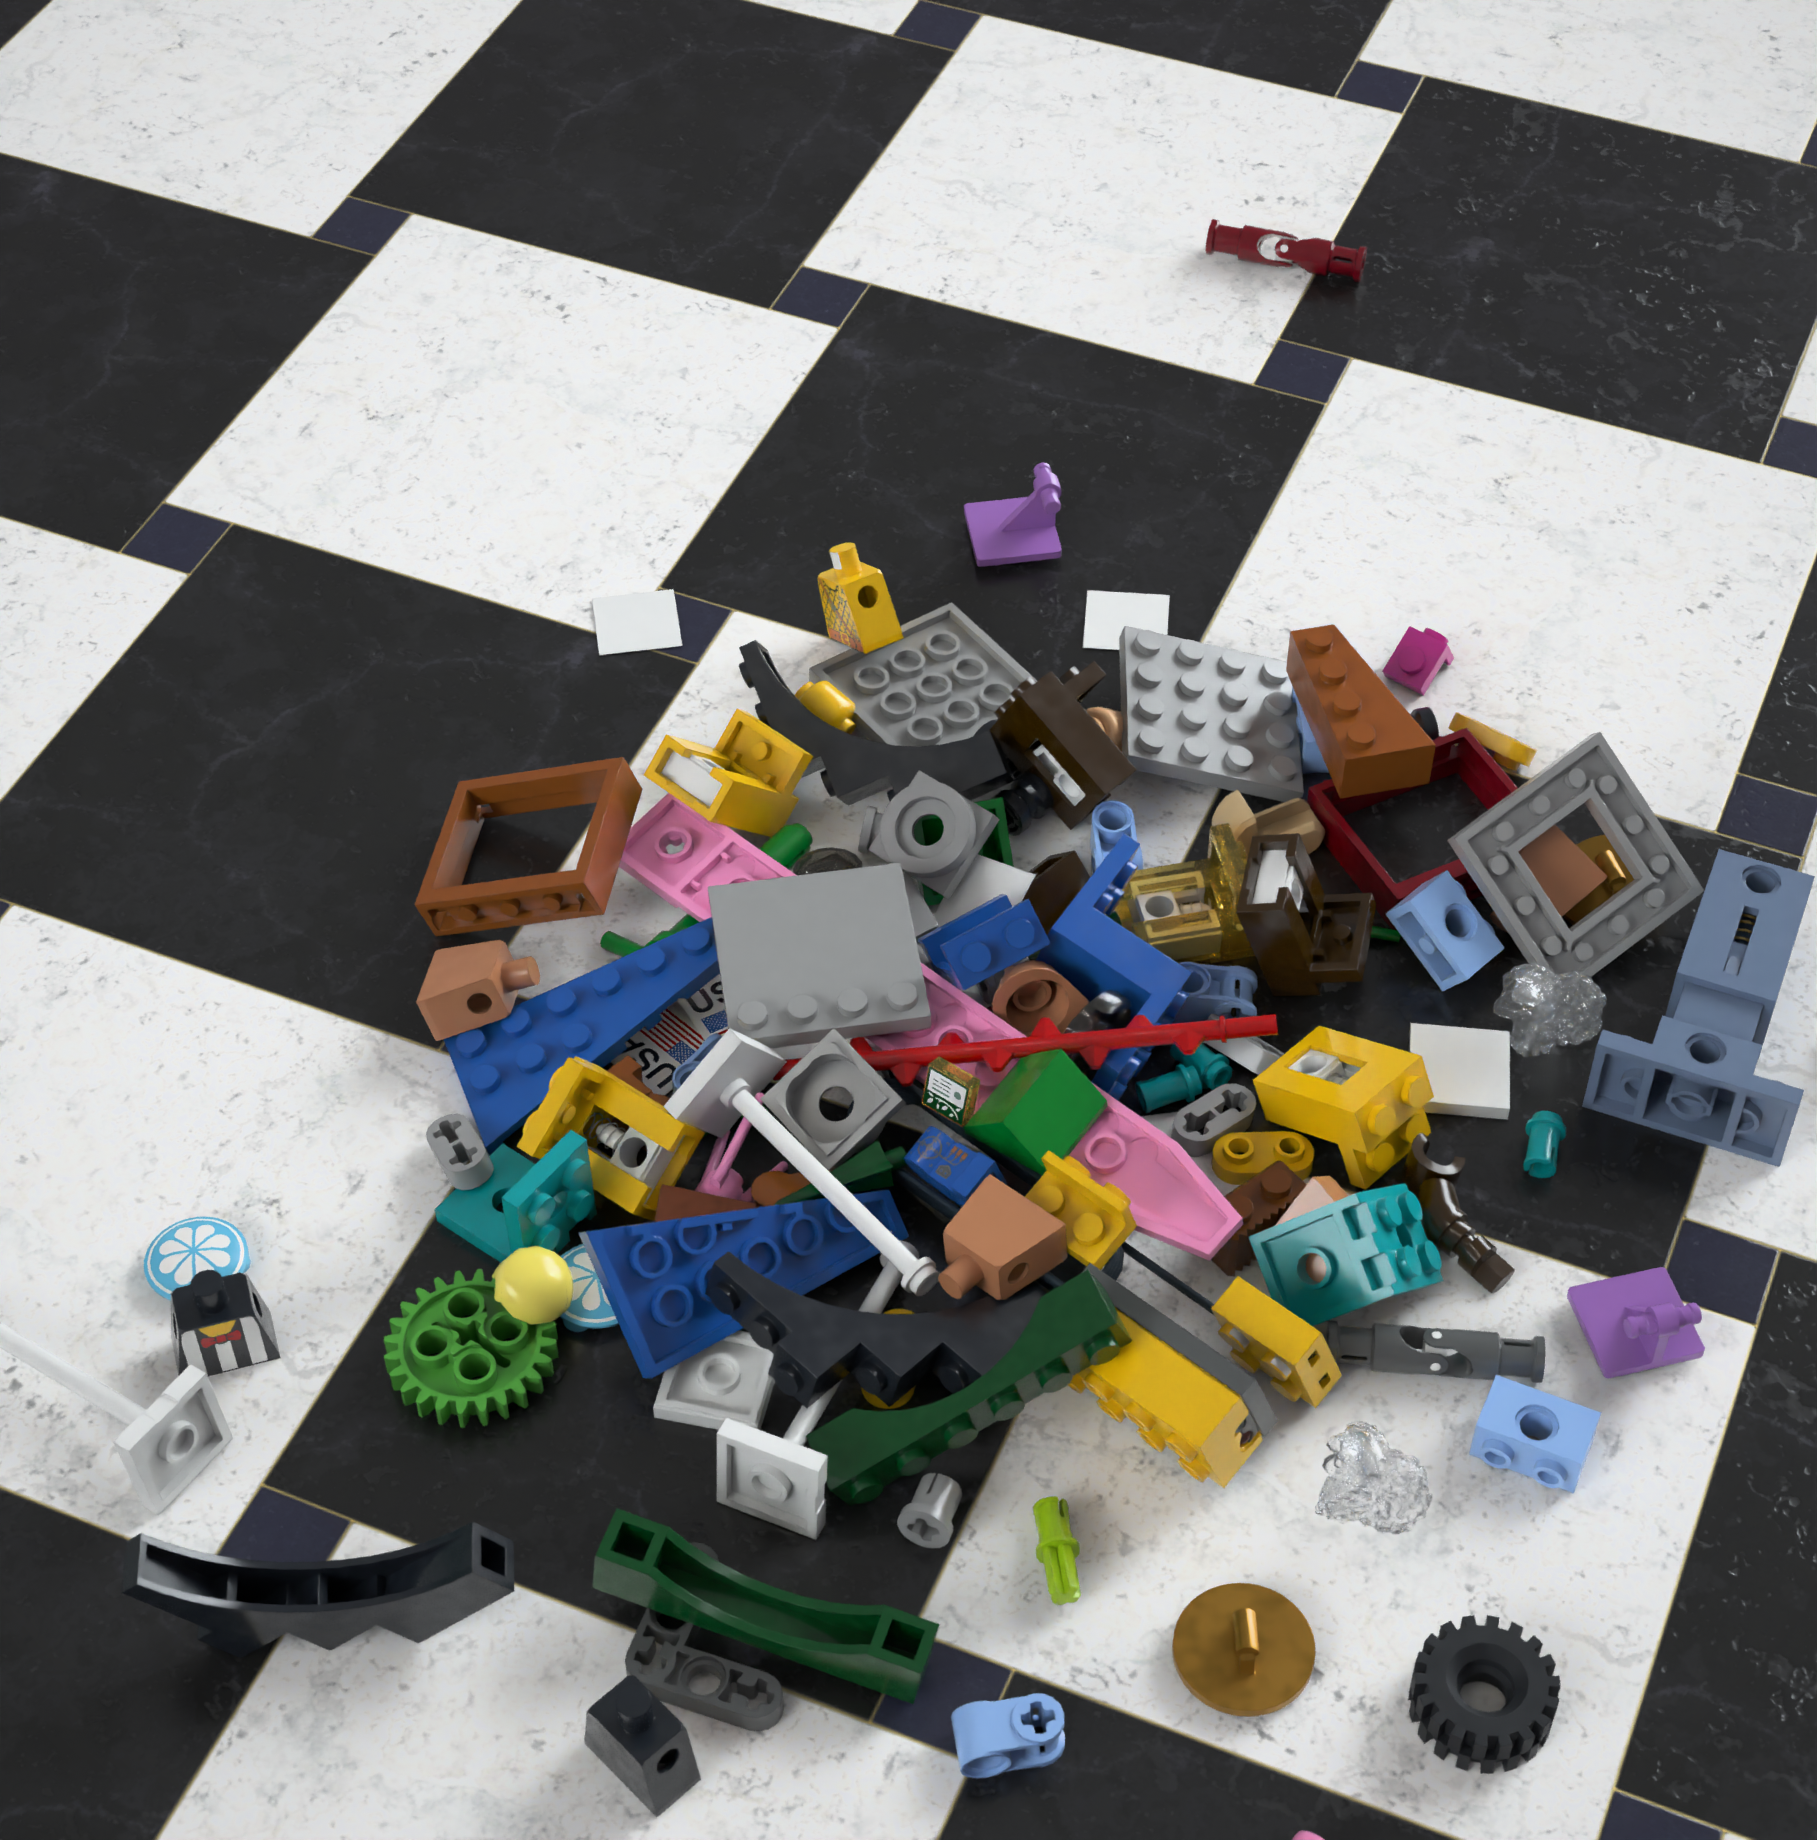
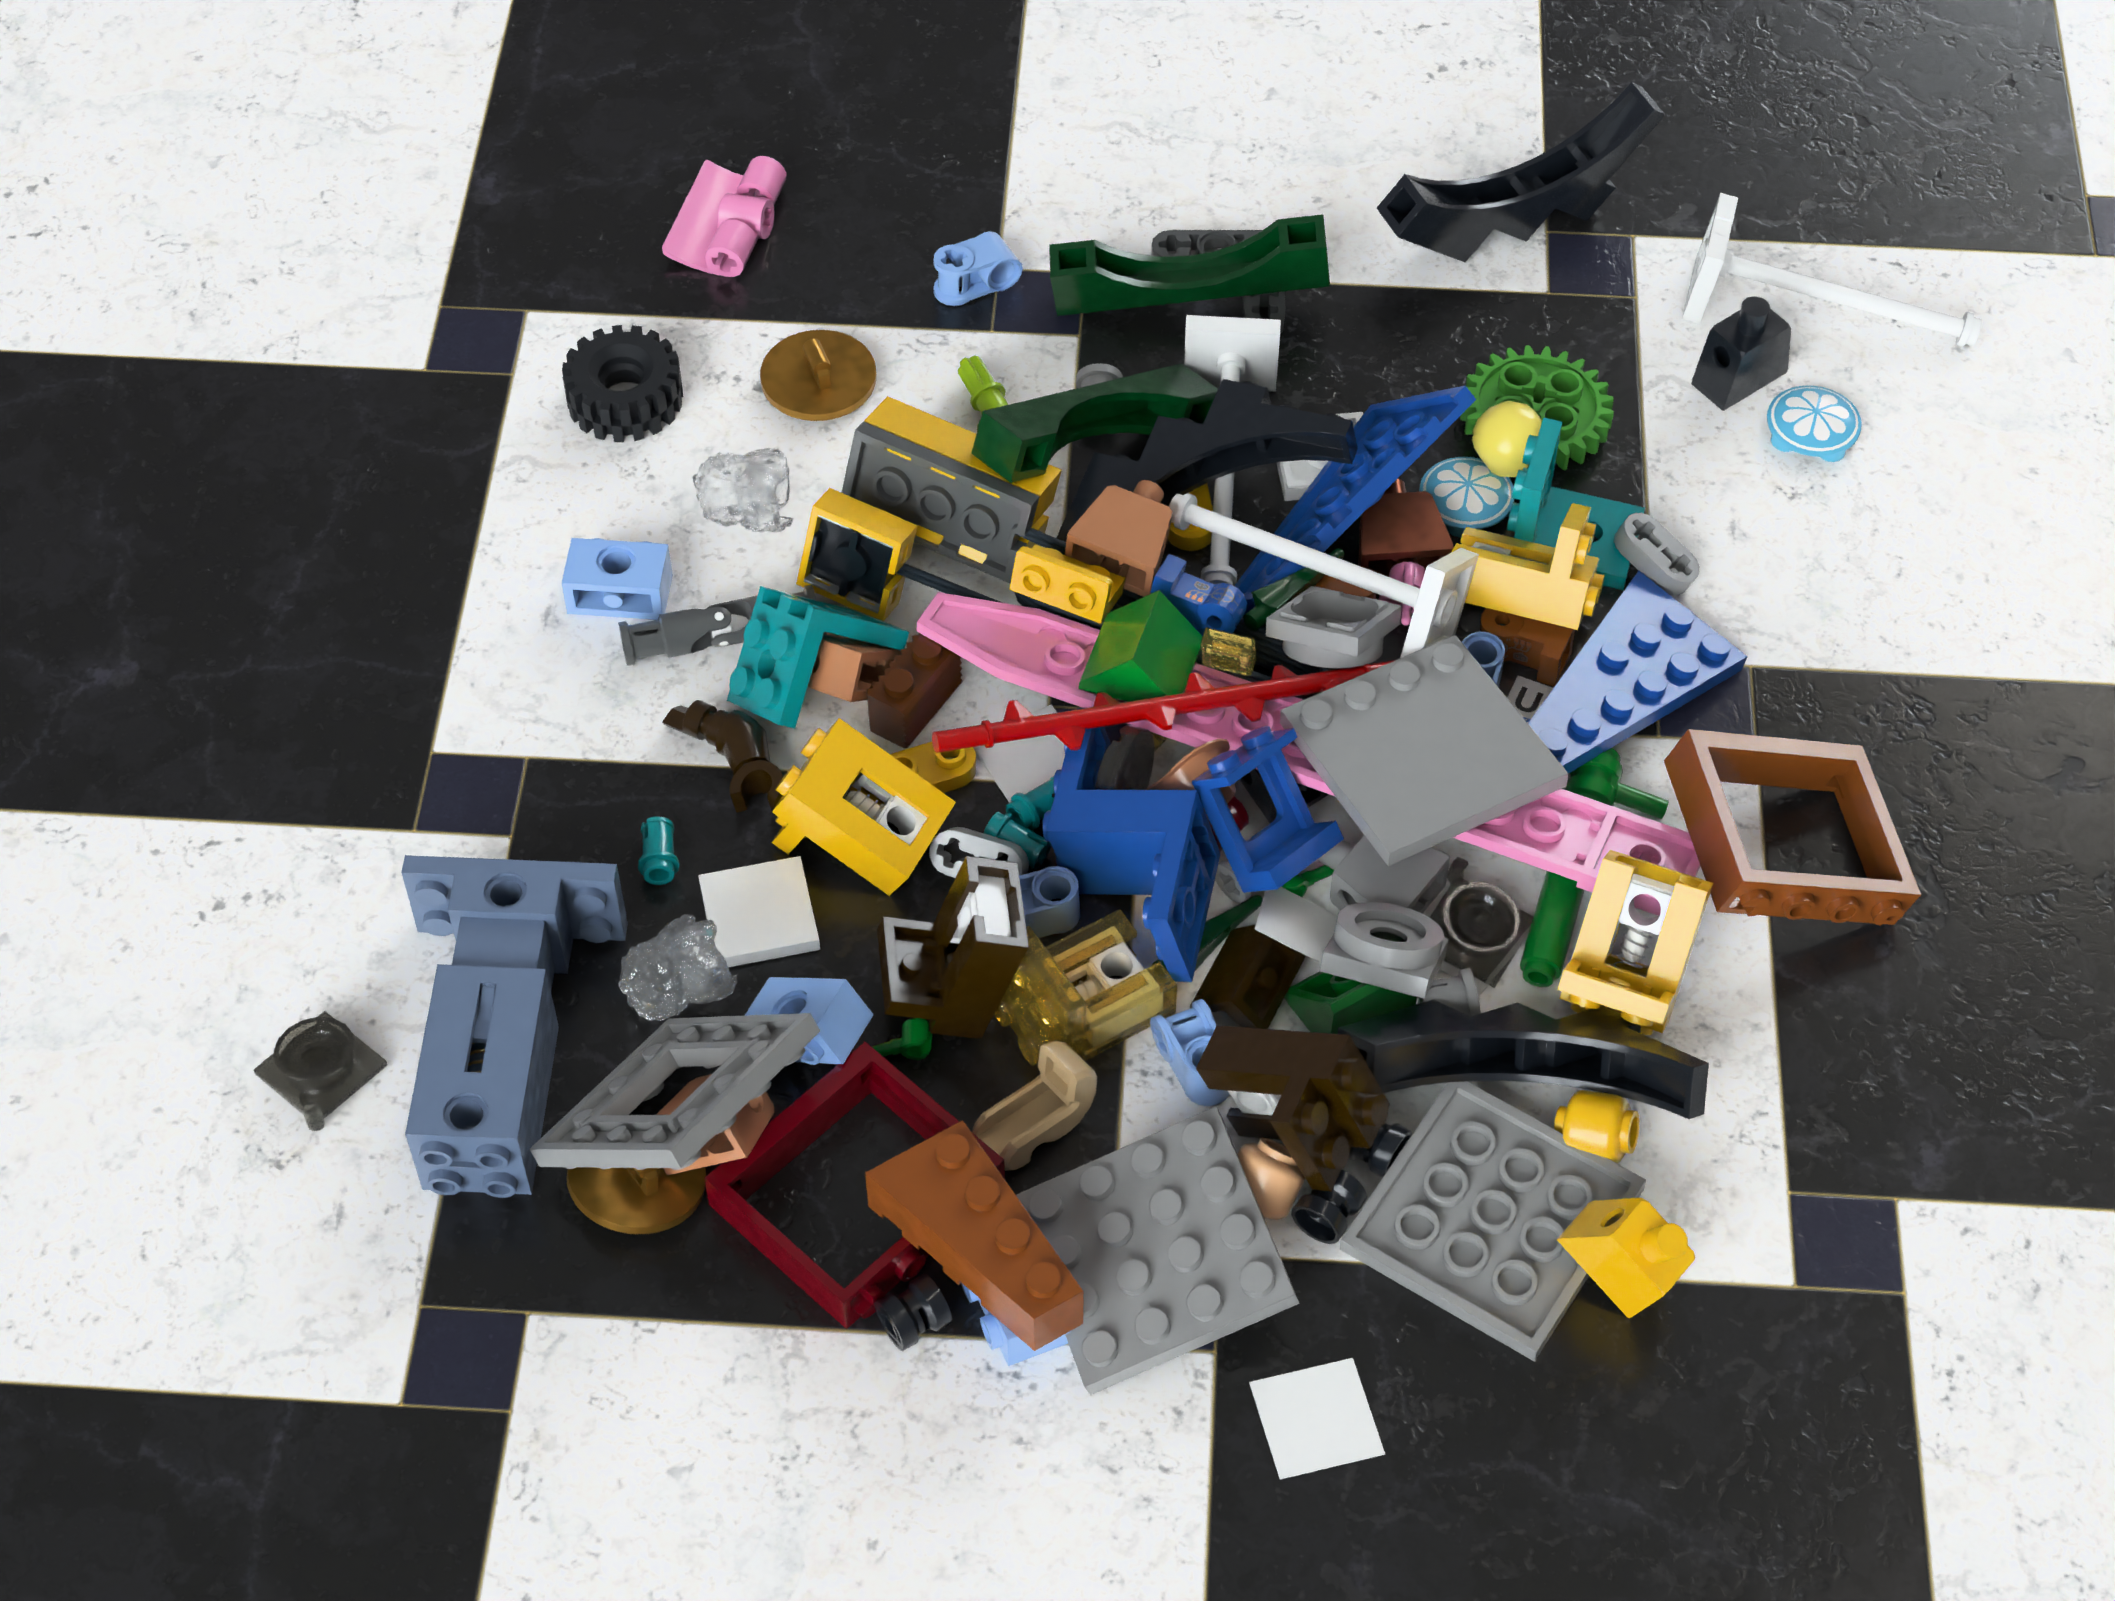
camera: 160 degrees right, 5 degrees up
(472, 986) = (1747, 679): nougat torso -> none
(635, 1732) = (1239, 182): black torso -> none
(636, 622) = (1895, 1229): white sticker -> none
(1017, 527) = (1519, 1507): medium lavender plate -> none
(1208, 1113) = (992, 792): light grey beam -> none
(1418, 659) = (929, 1444): dark pink bracket -> none
(1507, 750) = (814, 1335): yellow plate -> none
(1636, 1322) = (541, 703): medium lavender plate -> none

